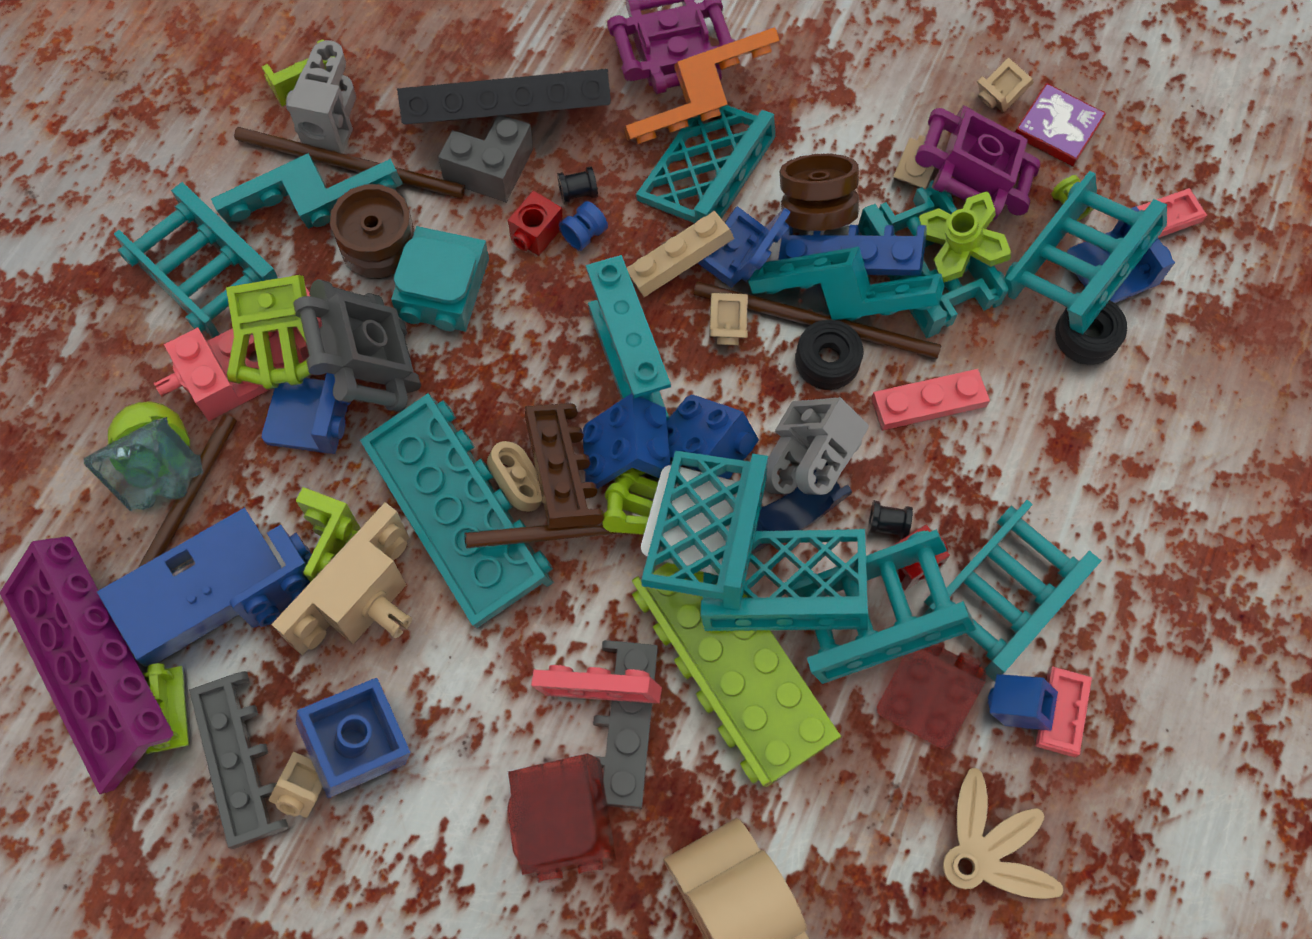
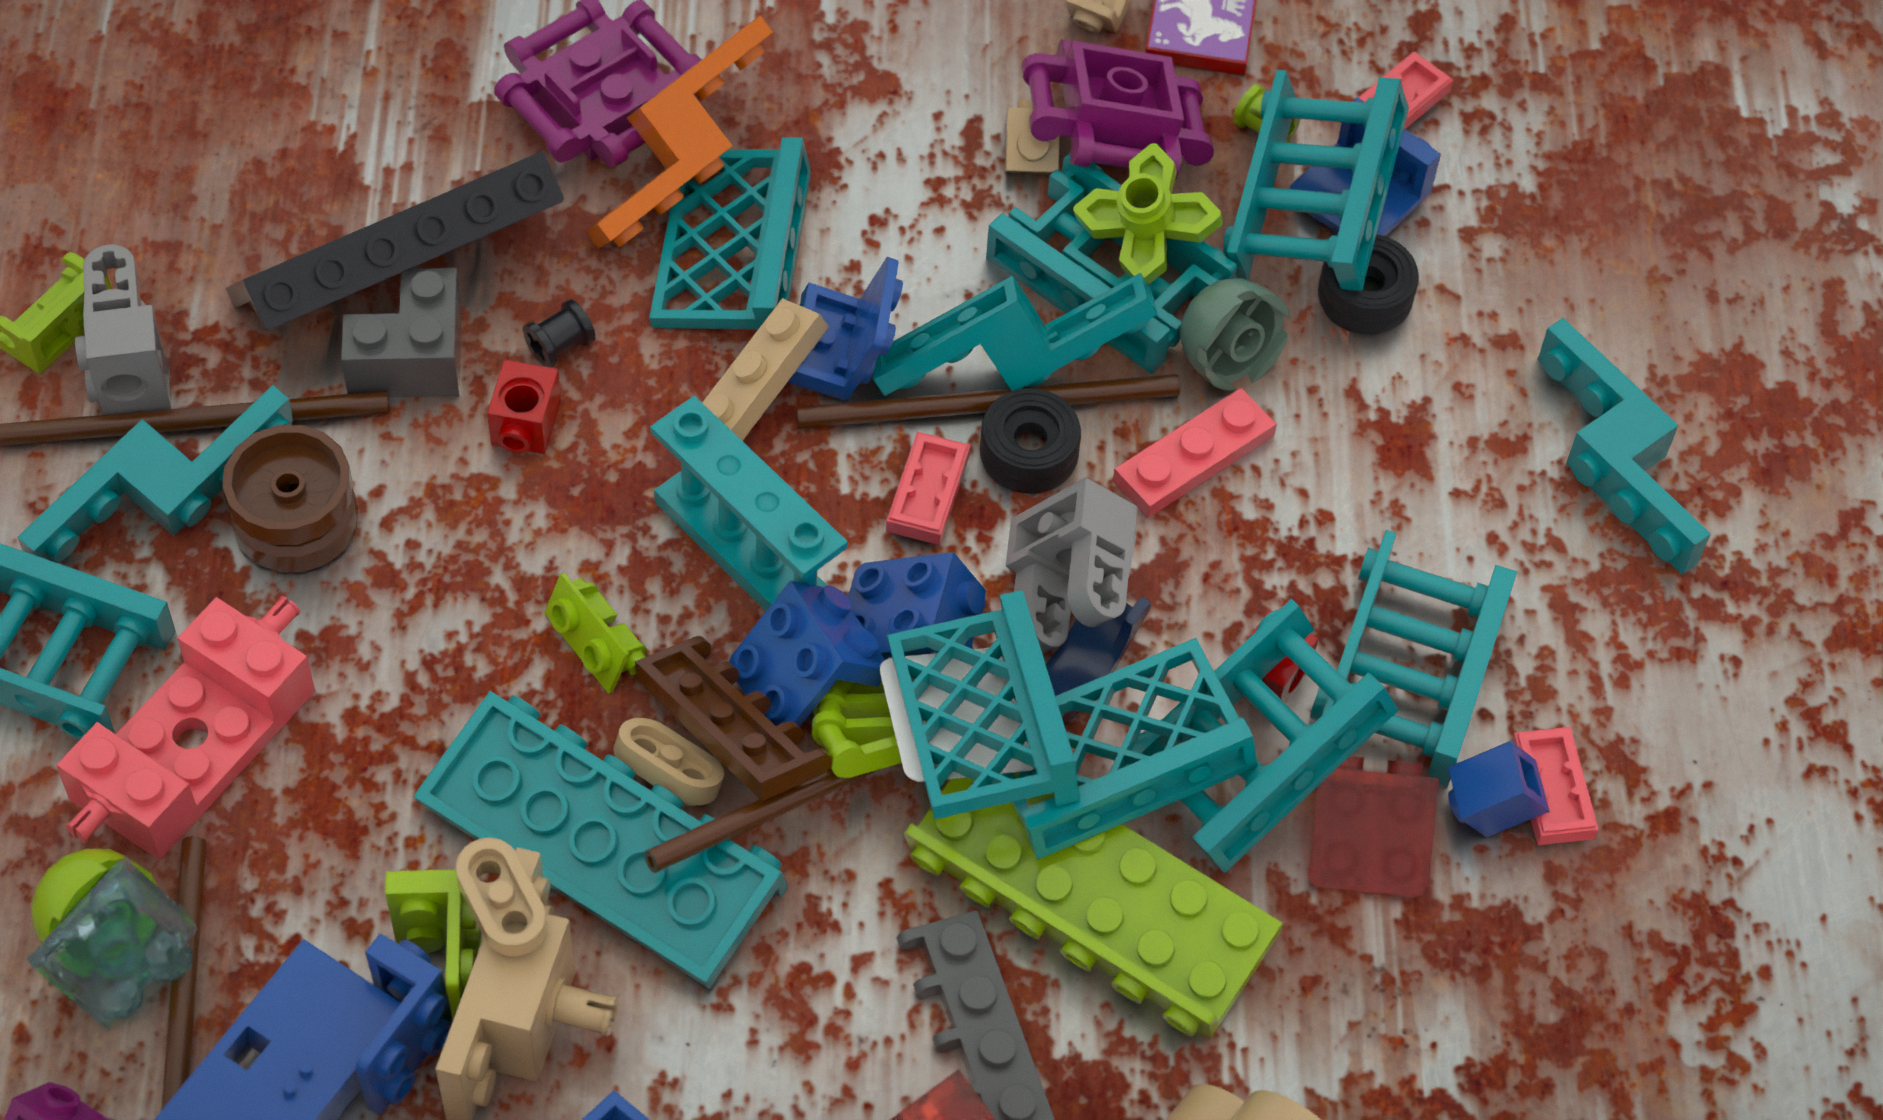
camera: 25 degrees left, 10 degrees down
(259, 310) = (205, 650): lime plate -> none
(305, 416) = (316, 787): blue bracket -> none
(355, 535) = (504, 900): none -> tan plate
(357, 341) = (361, 653): dark grey brick -> none
(439, 278) = (421, 533): teal brick -> none
(509, 363) = (582, 619): none -> lime hinge
(583, 225) = (598, 382): blue wheel -> none
(597, 684) = (922, 986): coral plate -> none
(728, 317) = (866, 440): tan bracket -> none
(752, 361) = (928, 488): none -> coral plate
(820, 191) = (920, 220): reddish brown wheel -> none
(880, 253) = (1046, 277): blue hinge -> none
(890, 520) = (1217, 626): black bush -> none
(987, 330) = (1233, 331): none -> sand green cylinder
(999, 842) = (1536, 997): tan plant -> none
(1210, 499) = (1621, 446): none -> teal bracket

